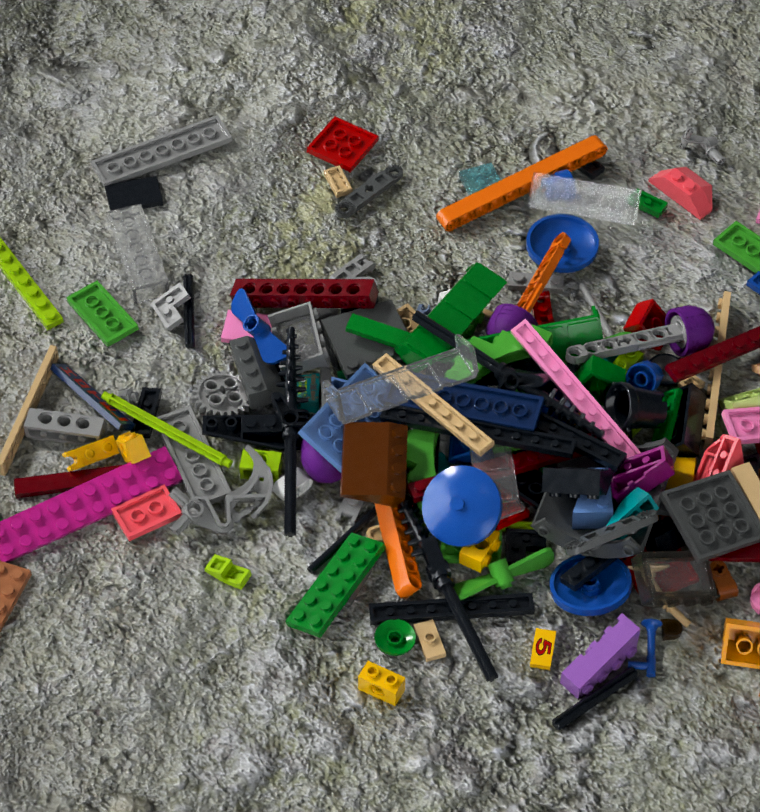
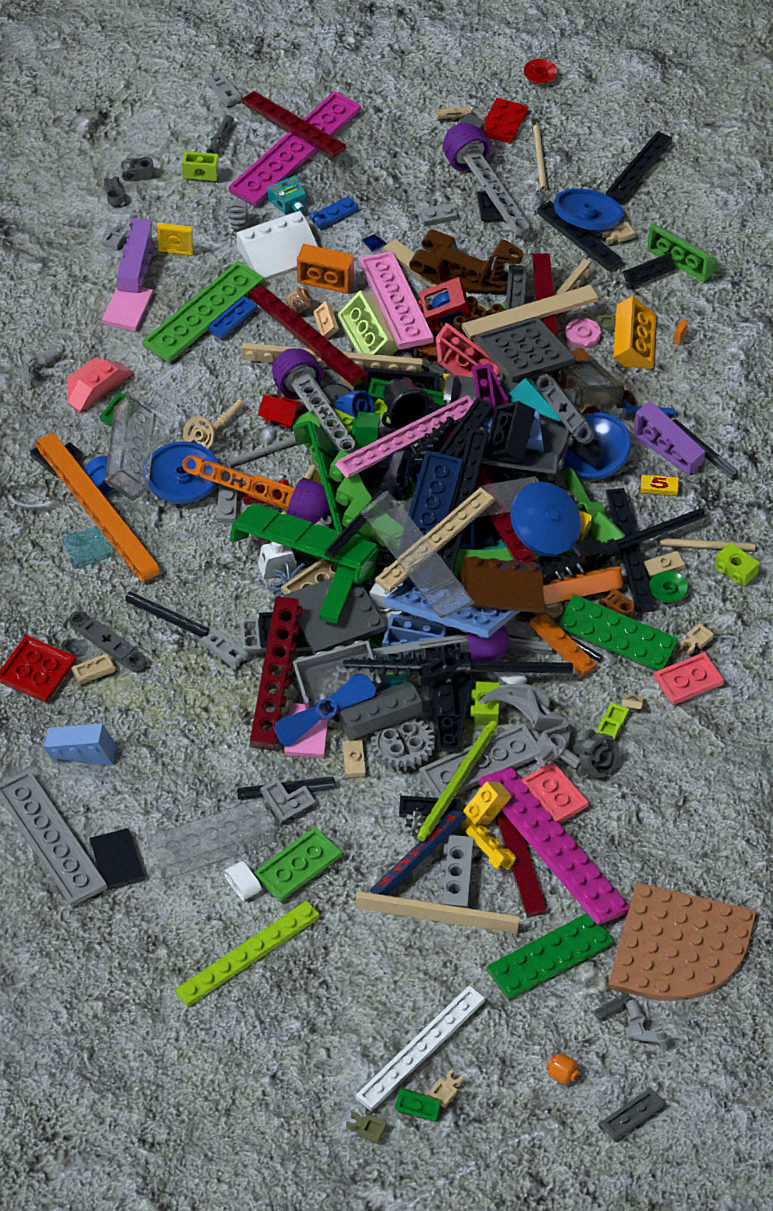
camera: 95 degrees left, 0 degrees up
(91, 272) = (242, 880): none -> white beam
(179, 544) = (595, 753): none -> dark grey piece
(214, 361) = (353, 758): none -> tan plate
(249, 589) = (632, 701): none -> tan tile
(250, 169) = (81, 743): none -> medium blue wedge
(272, 644) = (688, 678): none -> coral plate
(324, 659) = (698, 636): none -> tan plate
(326, 534) = (562, 643): none -> orange plate
(332, 509) = (530, 645): none -> light grey axle
(375, 589) = (618, 603): none -> dark orange piece
(381, 683) = (718, 593): yellow brick -> none
(397, 233) = (166, 614): none -> black axle
(418, 717) = (737, 564): none -> lime brick
(456, 687) = (704, 544): none -> tan piece
(612, 260) = (203, 434): none -> tan dish

